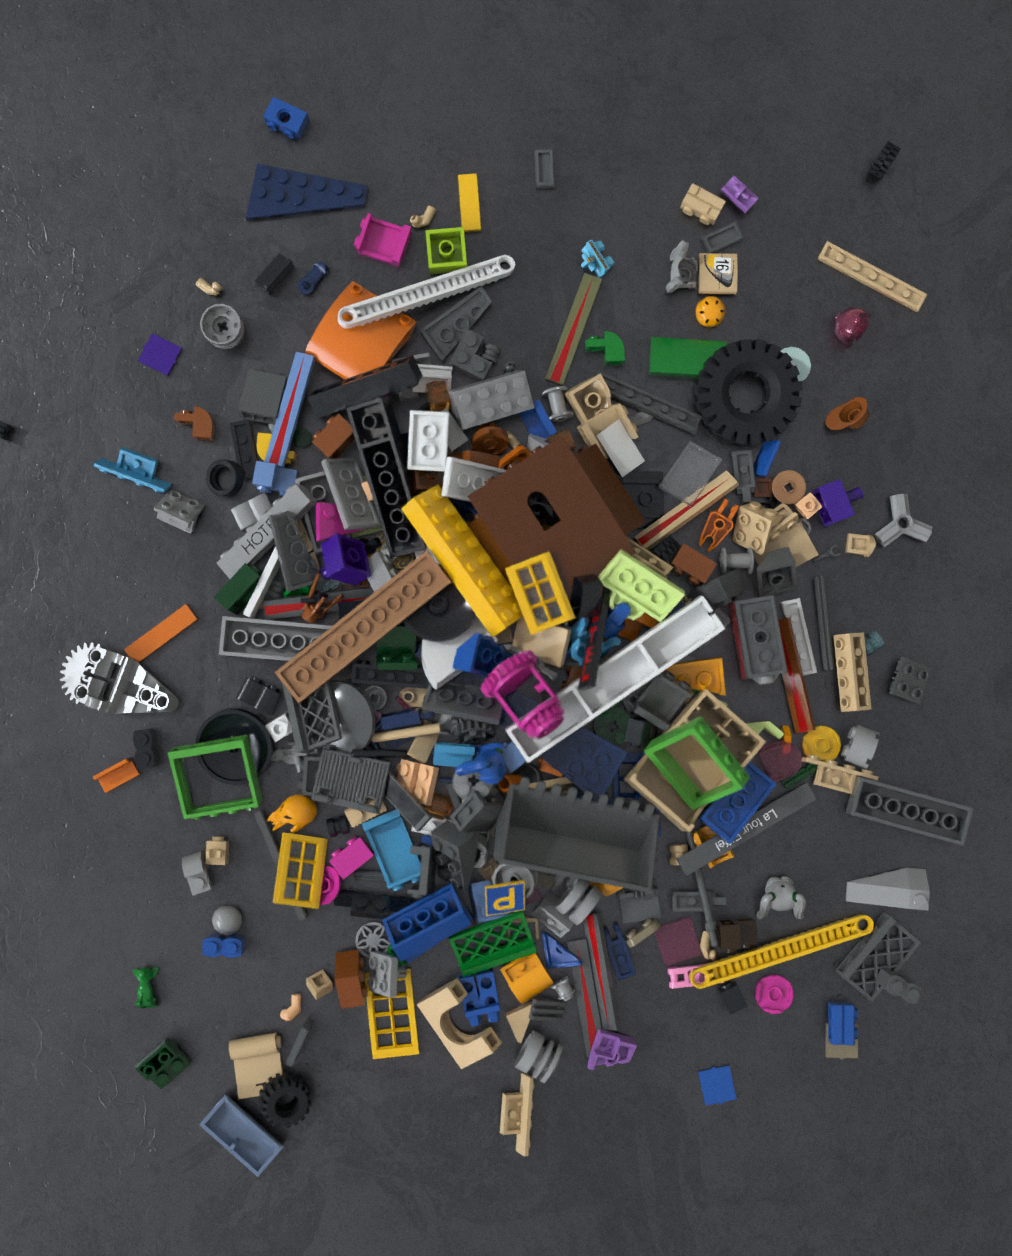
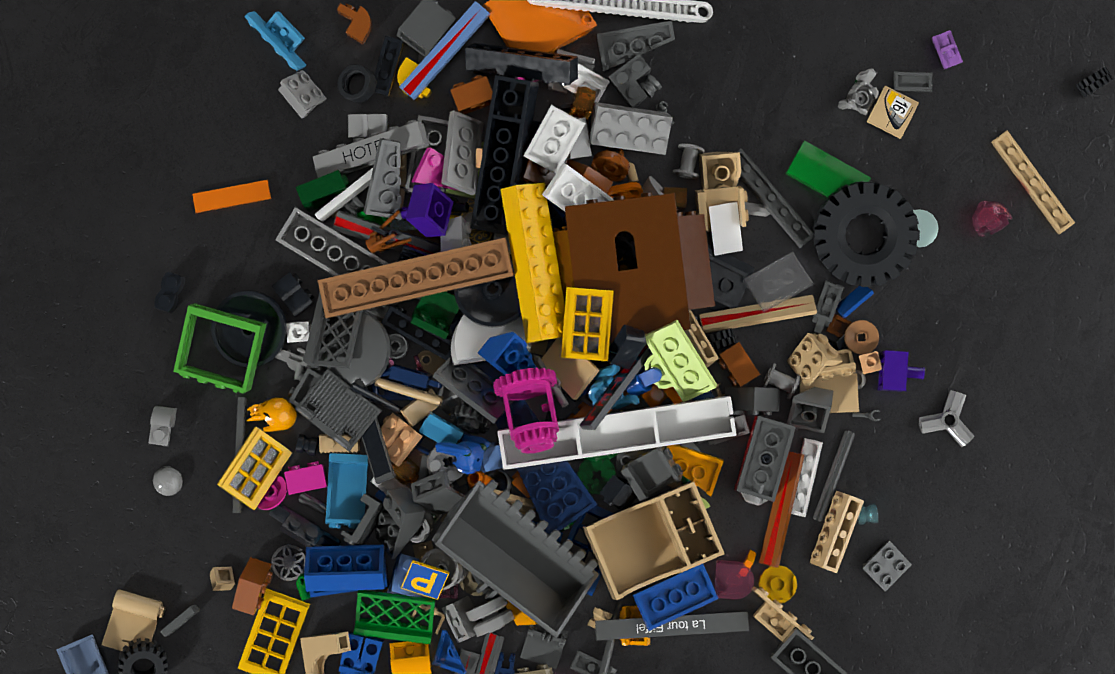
camera: 35 degrees right, 0 degrees up
(117, 774) = (132, 303): orange panel -> none
(129, 691) = (181, 232): light grey connector -> none
(145, 993) = (63, 511): green animal -> none
(163, 1063) = (50, 580): dark green brick -> none
(217, 851) = (189, 415): tan brick -> none
(218, 944) = (158, 505): blue brick -> none
(270, 478) = (399, 104): medium blue brick -> none
(293, 1010) = (187, 590): light nougat arm -> none
(302, 438) = (443, 80): dark green tile -> none
(384, 973) = (285, 596): light grey plate -> none
(537, 421) = (663, 168): blue panel -> none
(573, 329) = (736, 99): olive tile -> none
(594, 259) = (785, 45): medium azure hips -> none
(611, 345) = (763, 131): green brick -> none
(677, 776) = (631, 546): bright green window -> none
(702, 204) = (909, 42): tan brick -> none
(711, 311) = (869, 144): light orange helmet -> none
(718, 525) = (783, 339): orange hinge -> none
(768, 726) = (725, 539): yellowish green slope -> none
(801, 775) = (746, 602): dark green axle -> none
(850, 414) = (949, 298): dark orange piece -> none
(860, 544) = (901, 420): tan tile -> none
(861, 745) = (811, 601): light grey brick -> none

